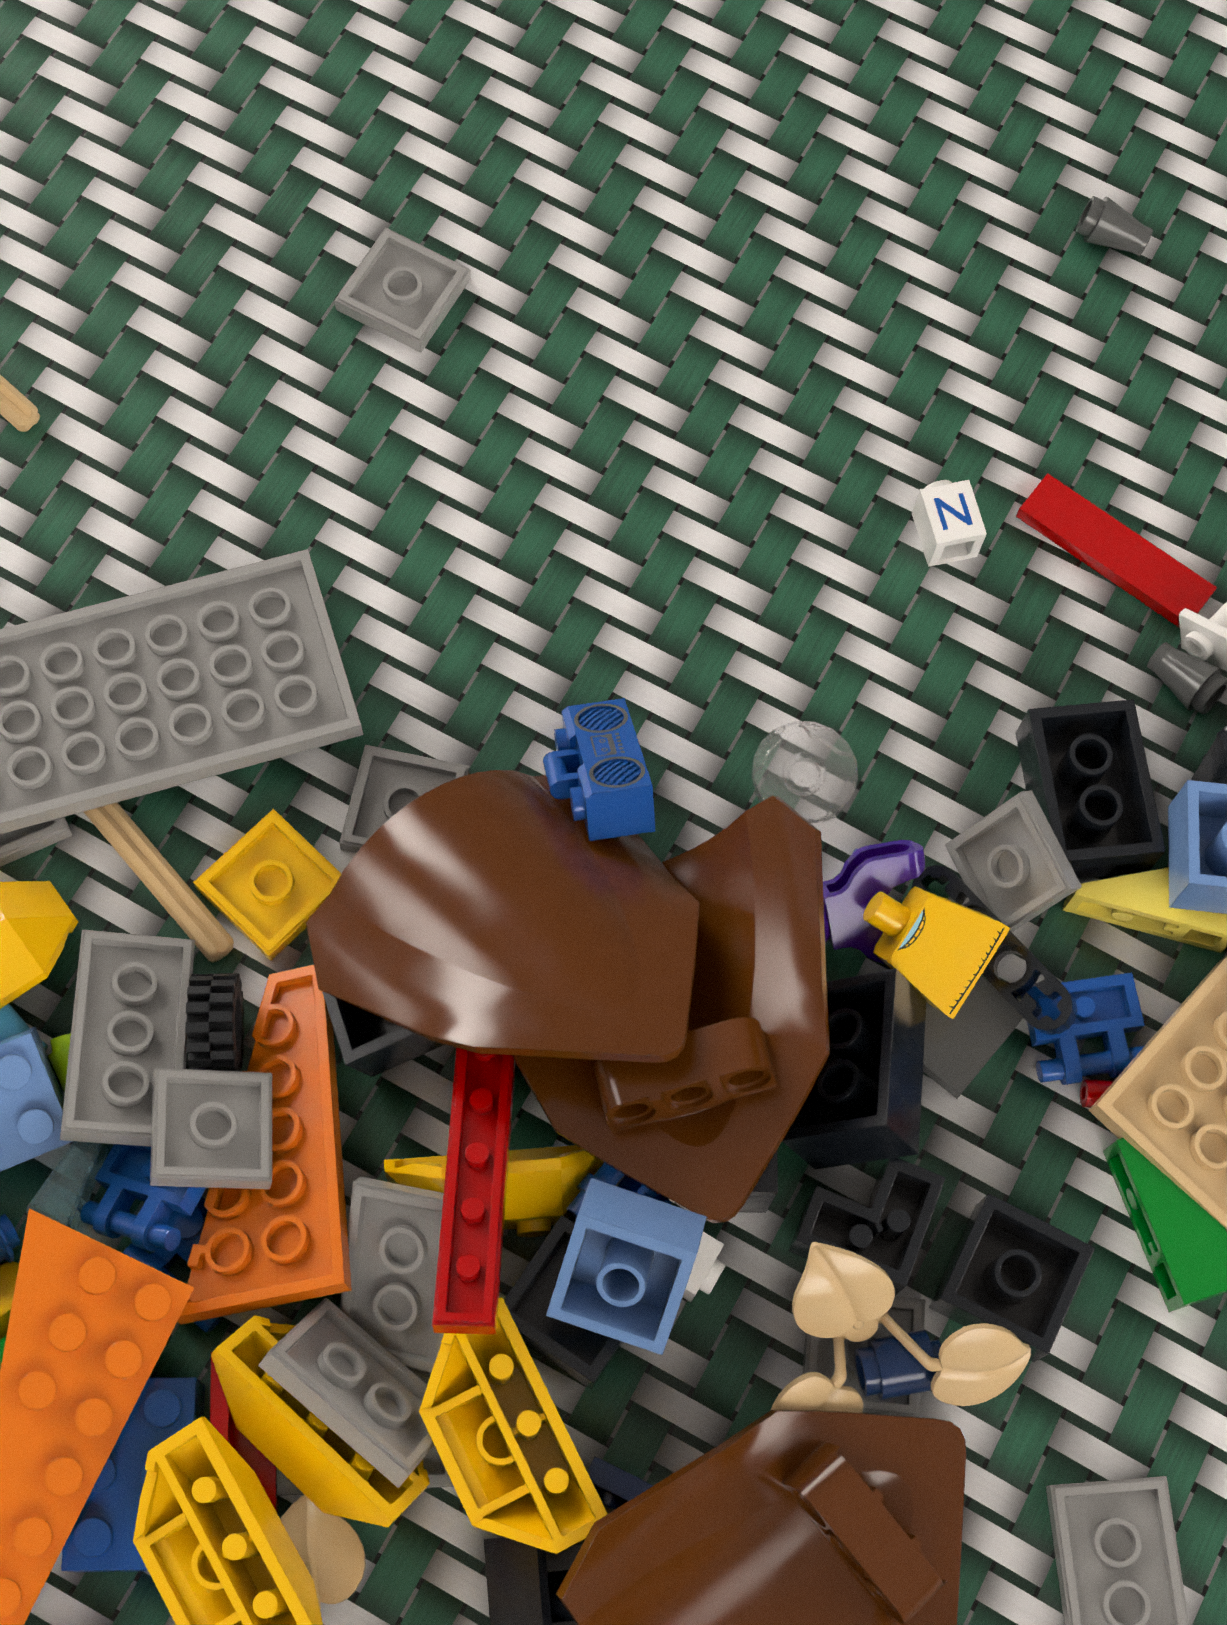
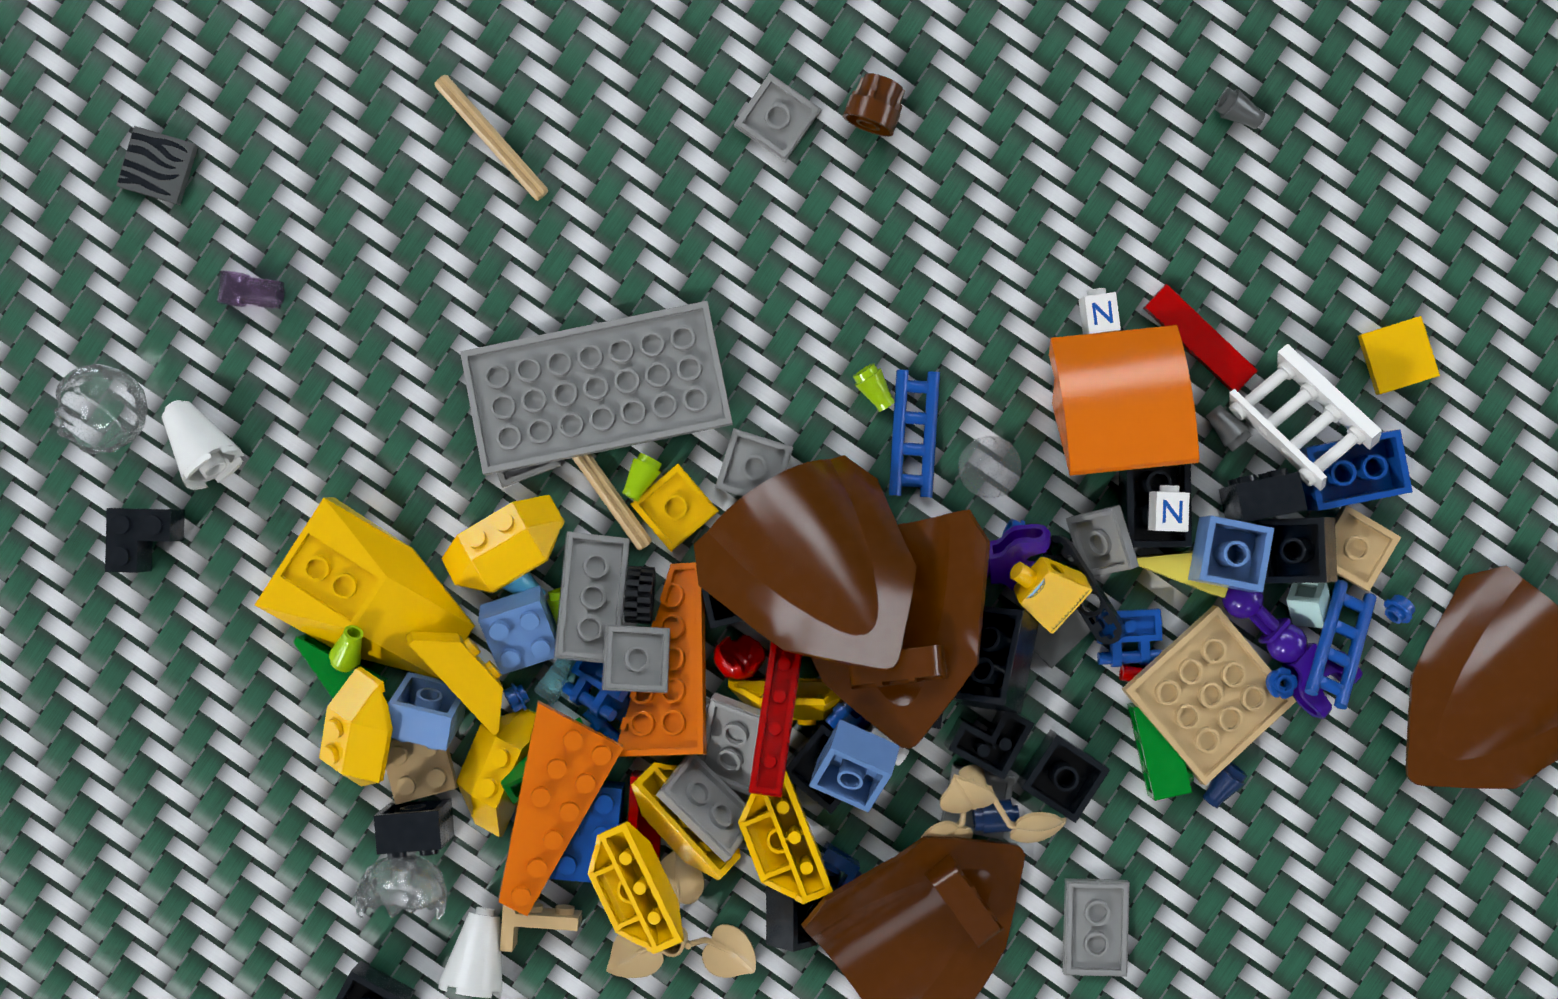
camera: 15 degrees right, 20 degrees up
(210, 830) = (641, 475): none -> lime cone
(401, 1126) = (739, 658): none -> red hair
(553, 253) = (875, 105): none -> reddish brown piece
(595, 659) = (874, 386): none -> lime cone
(601, 770) = (875, 481): blue piece -> none
(693, 706) = (903, 417): none -> blue bar
(1010, 633) = (1123, 400): none -> orange slope
(1116, 786) = (1168, 509): none -> white brick

